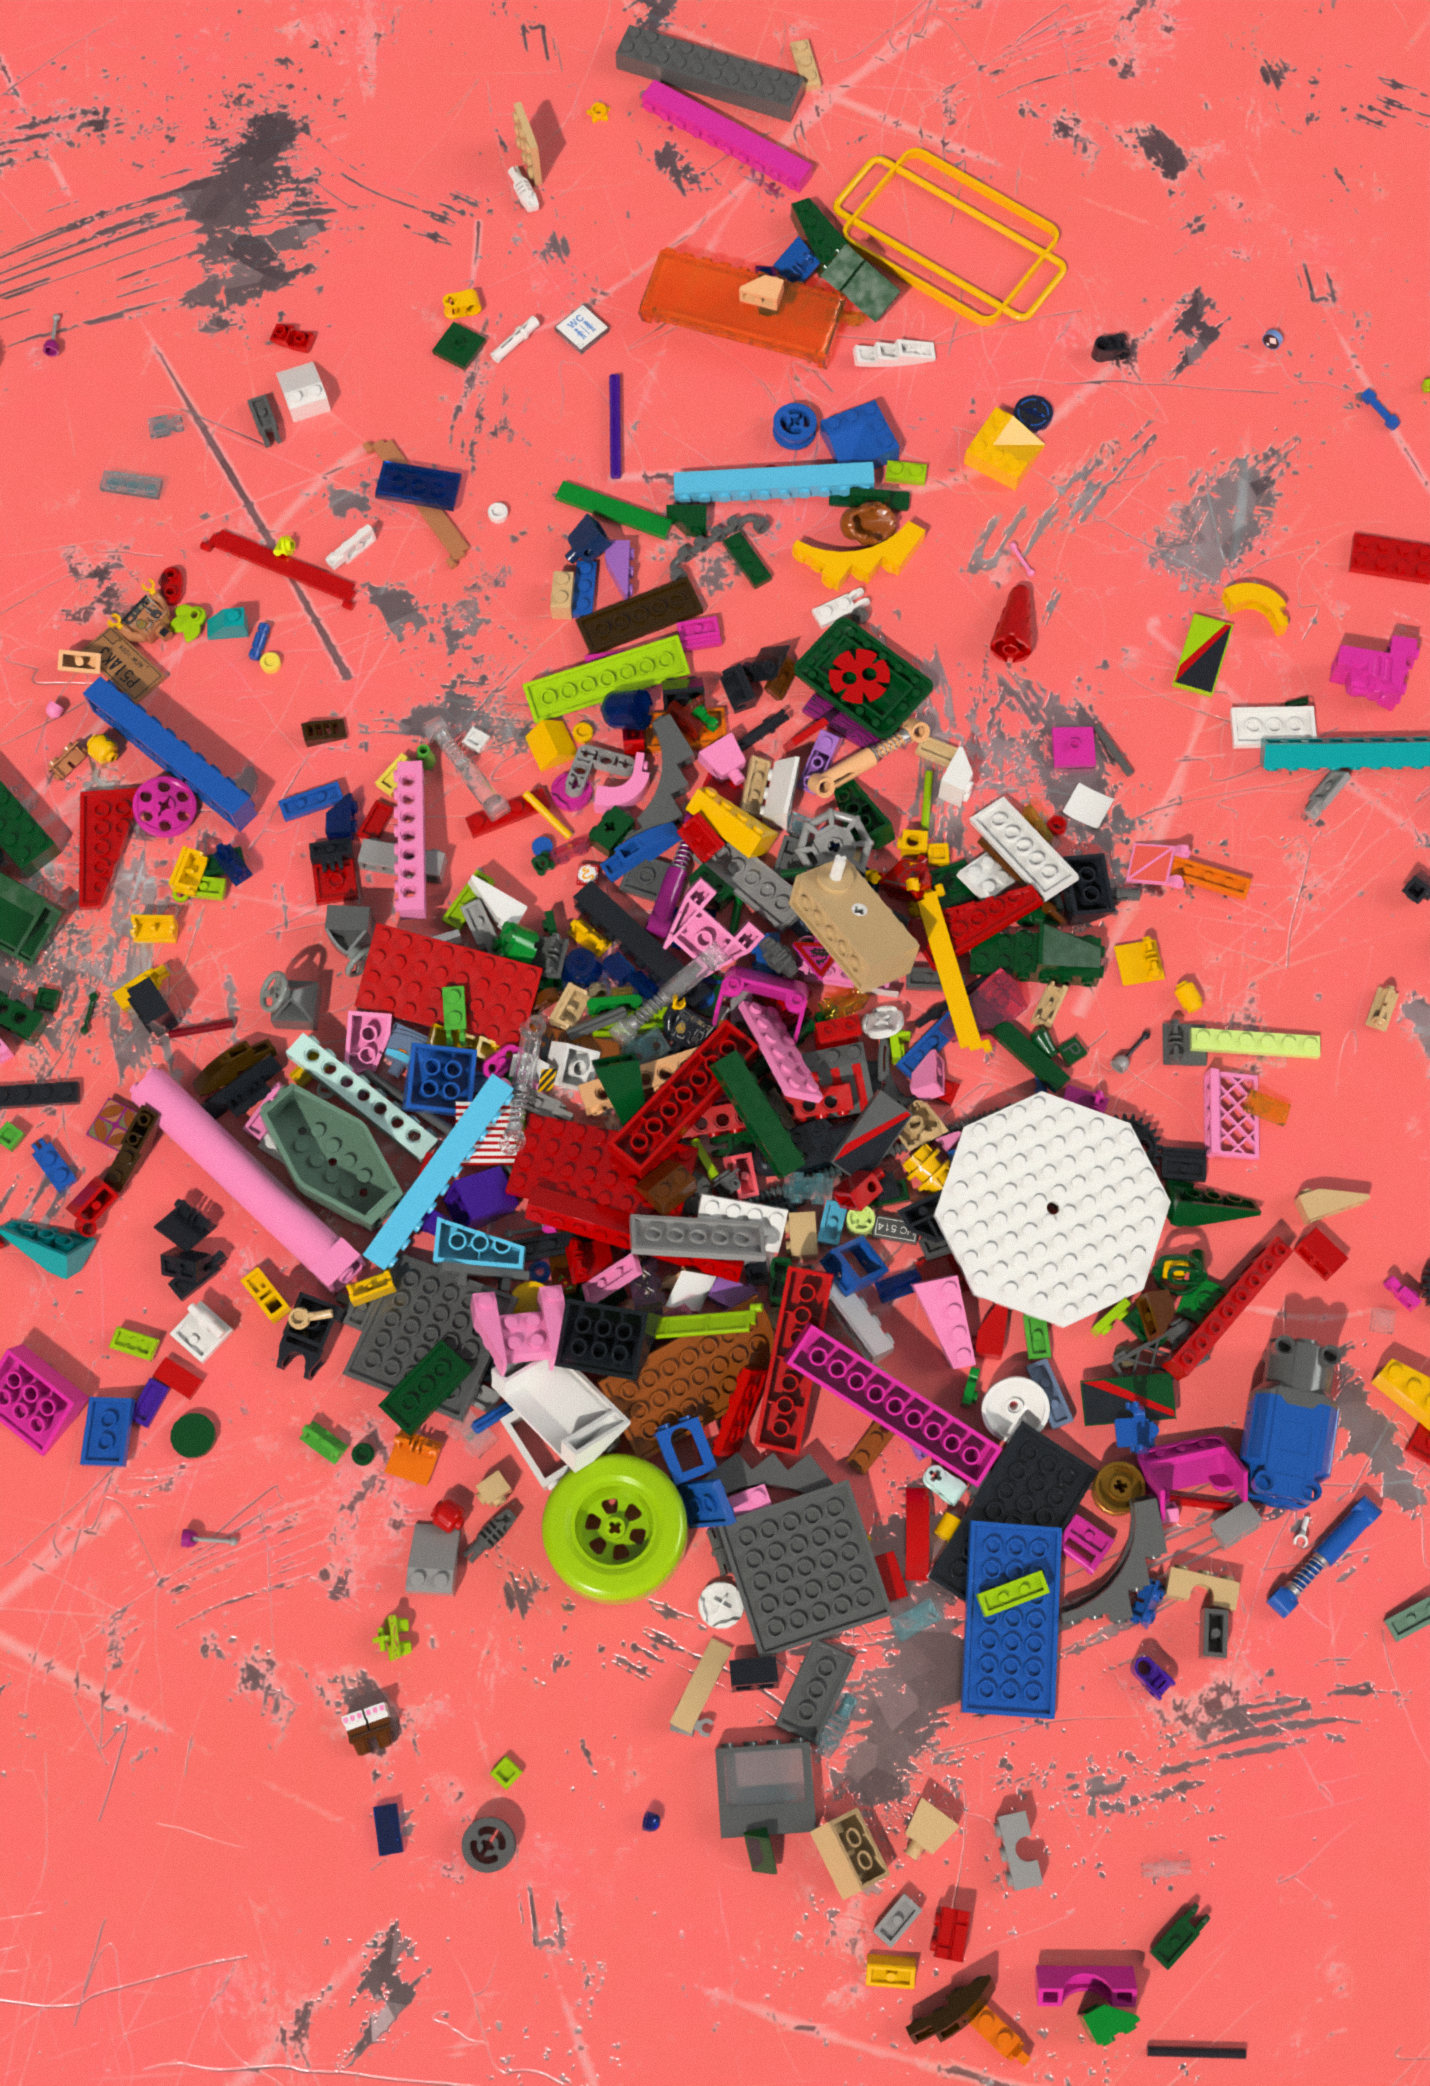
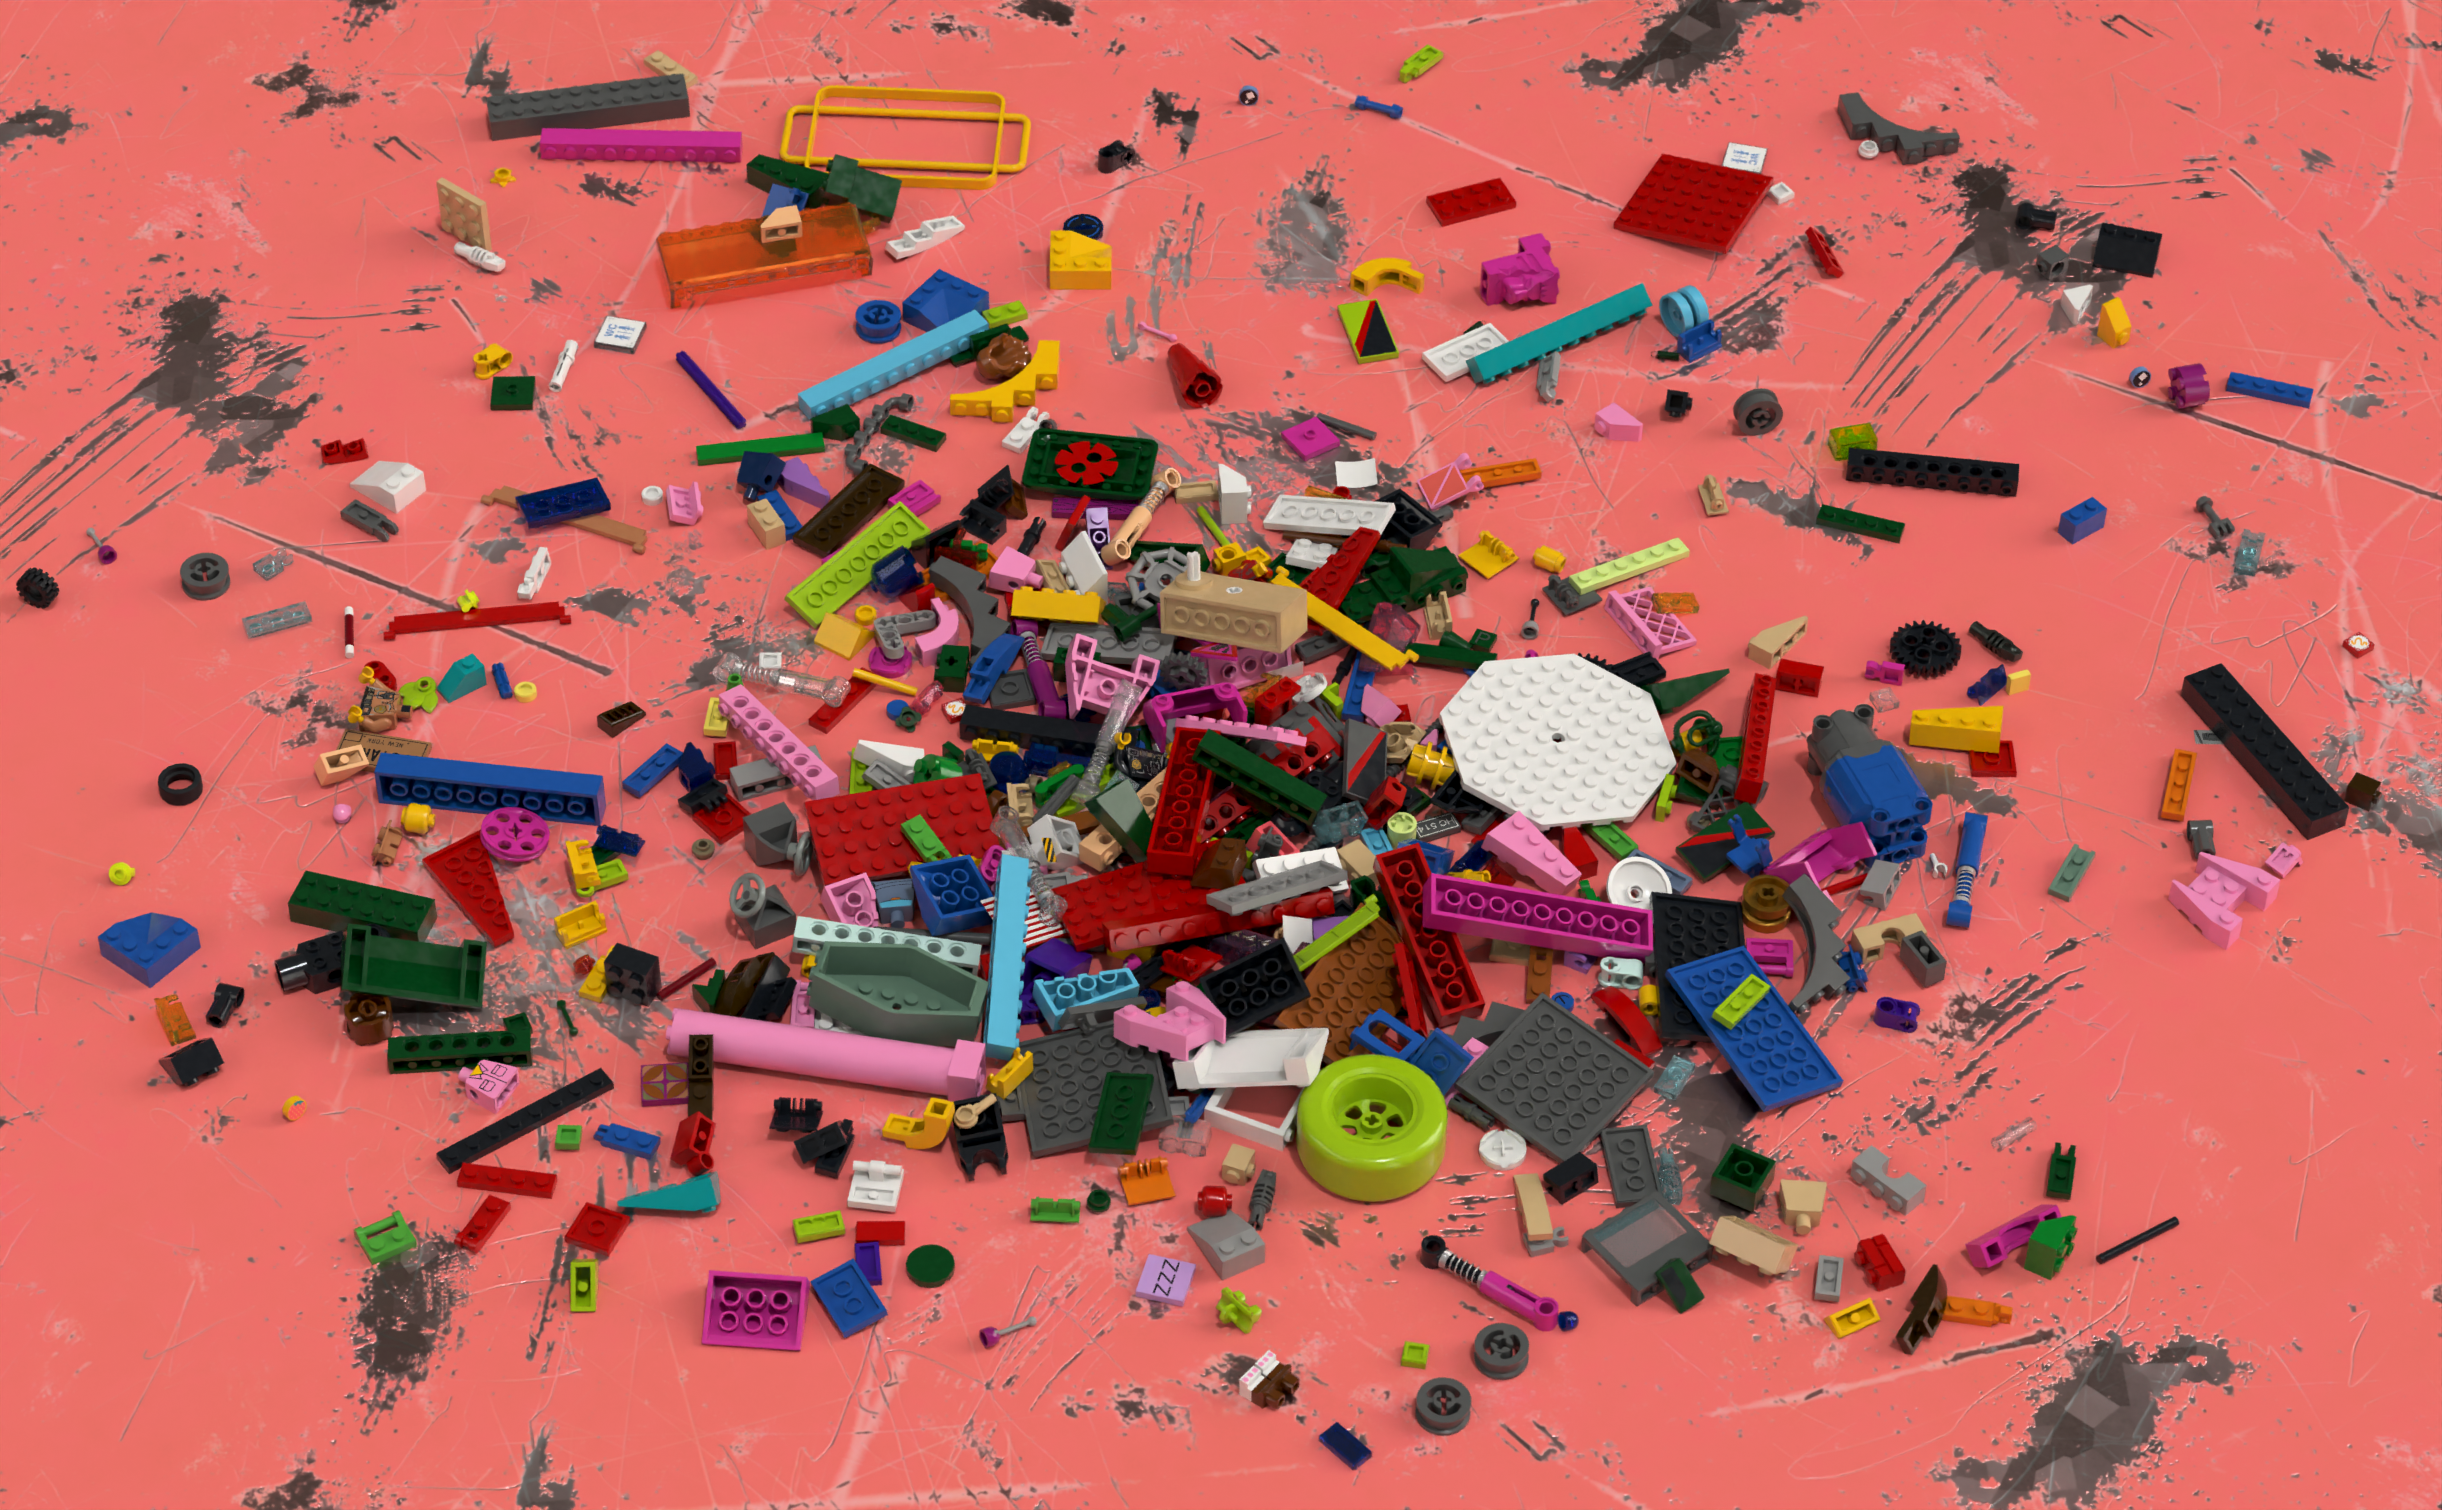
camera: 35 degrees left, 25 degrees down
(101, 403) = (217, 574): none -> dark grey wheel
(131, 969) = (584, 964): none -> clear red plate
(178, 526) = (349, 632): none -> dark red bar
(200, 1061) = (707, 996): none -> dark green slope
(298, 909) = (703, 849): none -> dark tan plate
(362, 1567) = (1165, 1280): none -> lavender tile
(512, 537) = (684, 504): none -> bright pink bracket
(589, 1808) = (1500, 1362): none -> dark grey wheel
(612, 1279) = (1228, 947): bright pink plate -> none
(612, 1744) = (1540, 1310): none -> piece
(700, 838) = (1042, 628): red hinge -> none
(769, 873) = (1123, 624): none -> dark green piece
(874, 1482) = (1564, 1000): none -> blue tile
(880, 1306) = (1483, 876): none -> yellow pin
(893, 1771) = (1742, 1177): none -> dark green brick
(908, 1318) = (1499, 874): none -> clear red panel
(1350, 880) = (1618, 424): none -> bright pink slope

